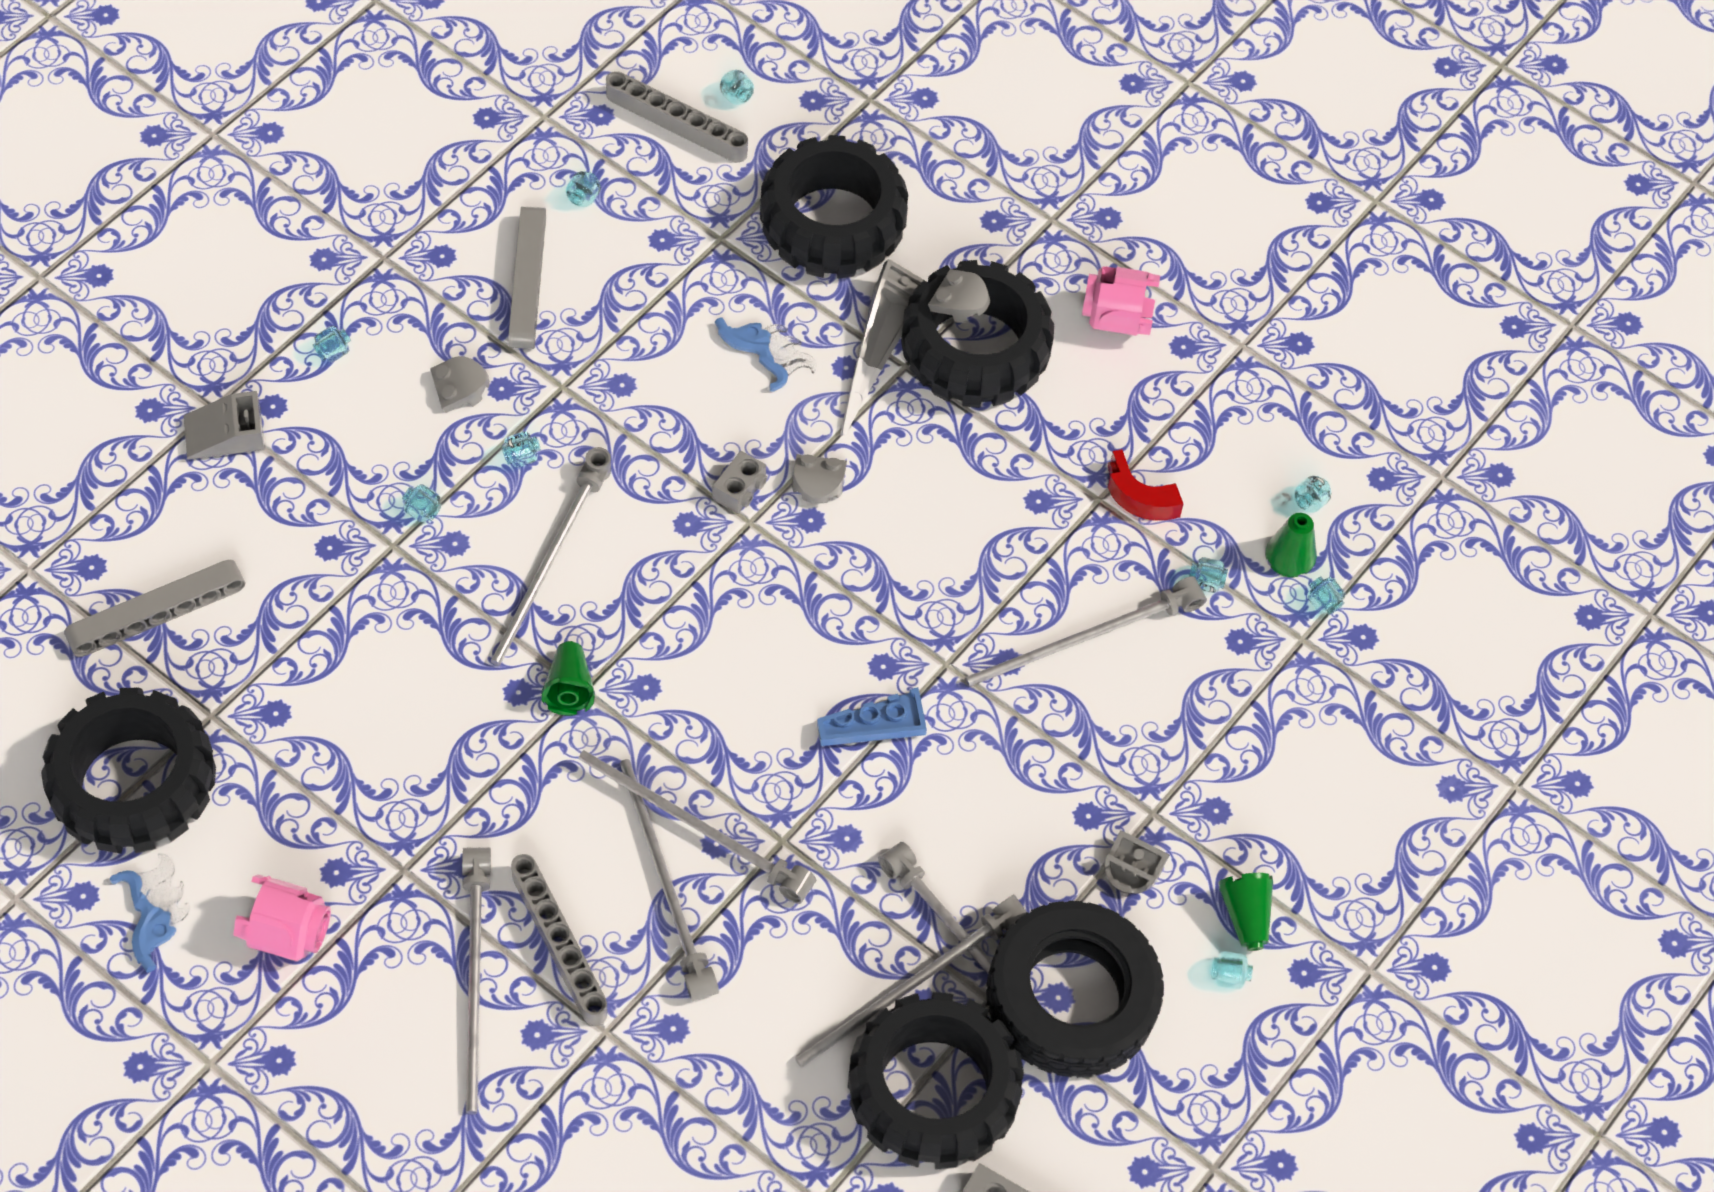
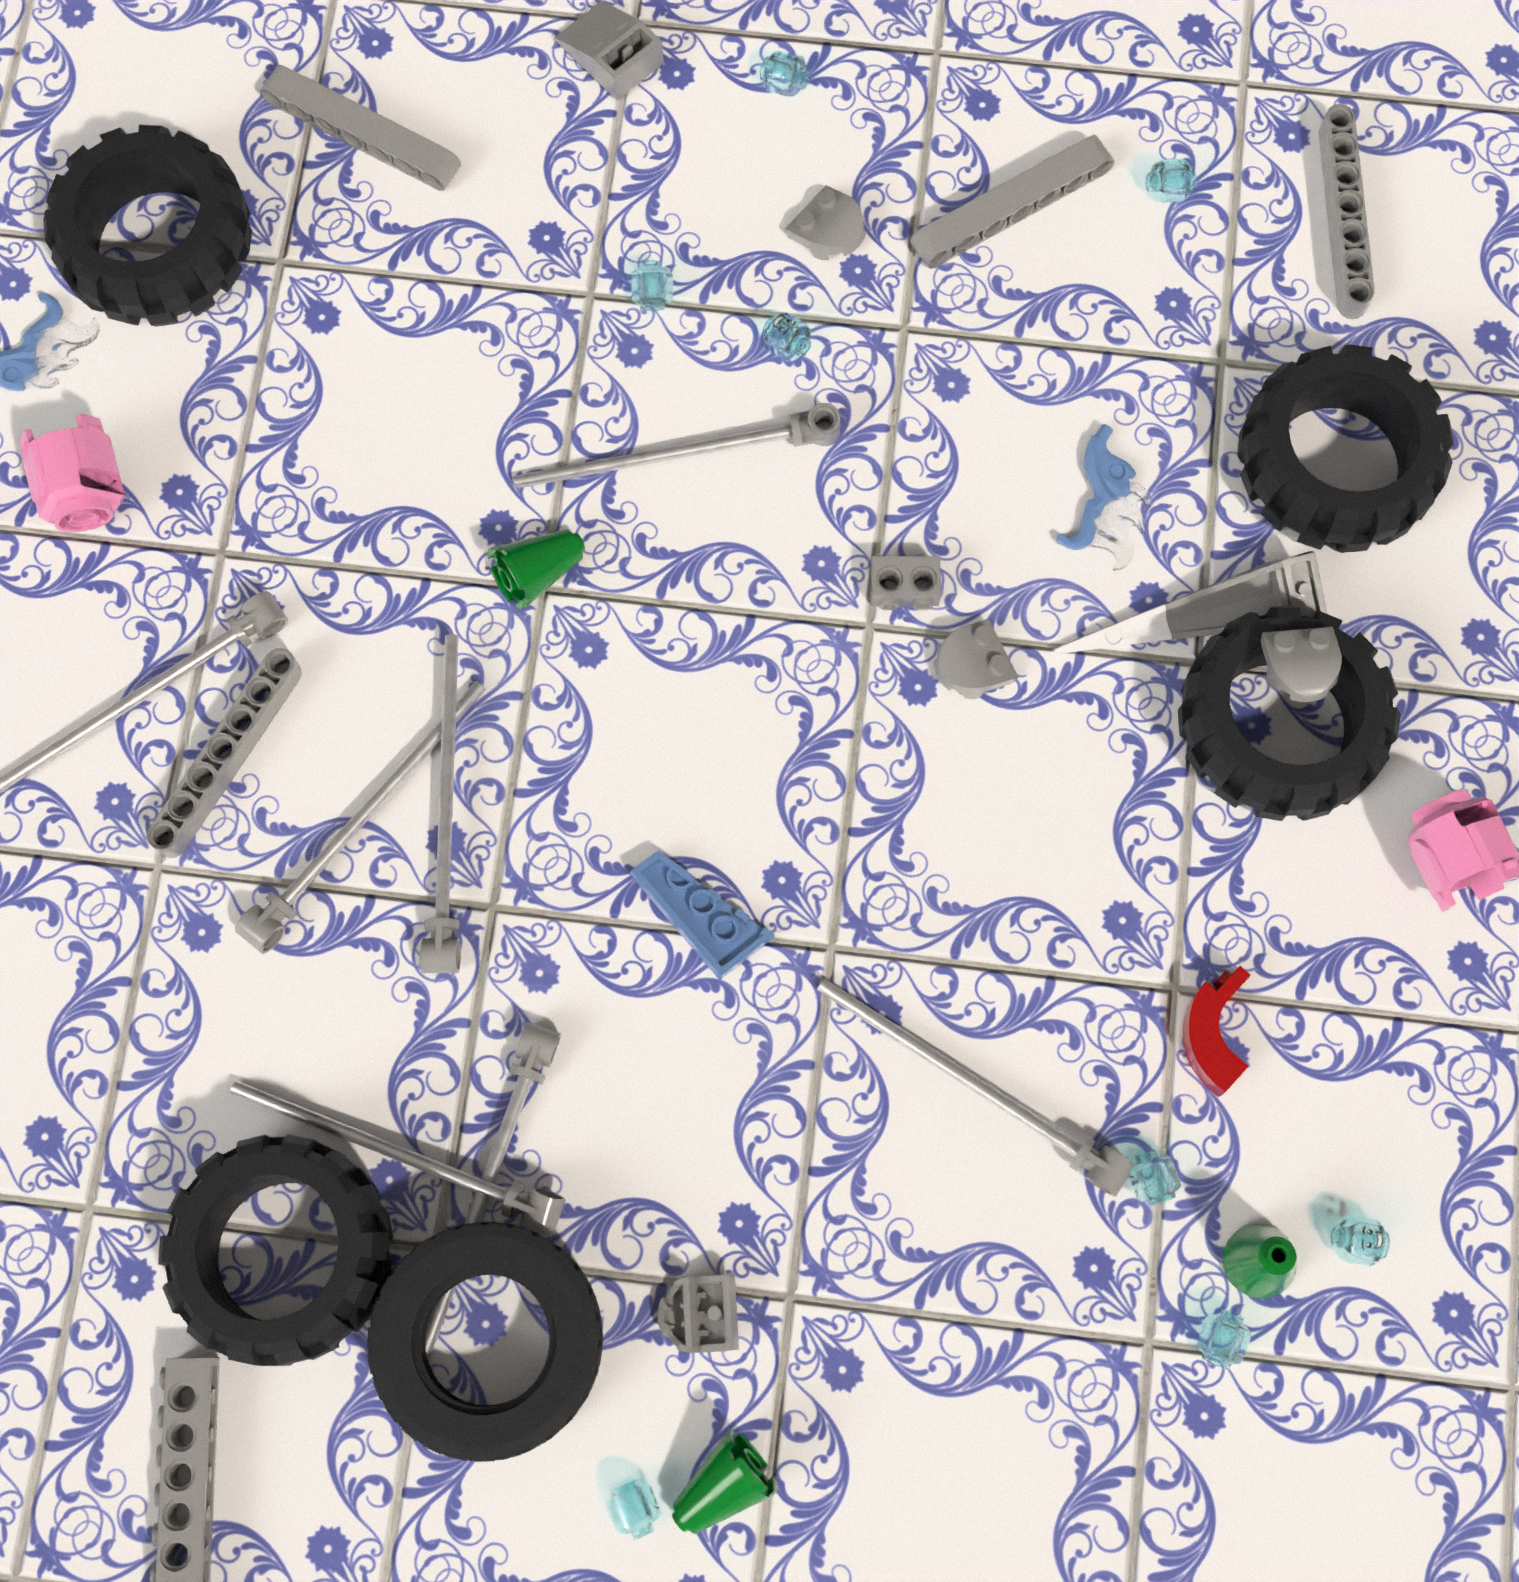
camera: 65 degrees right, 15 degrees up
(736, 87) = (1440, 244): clear light blue head -> none

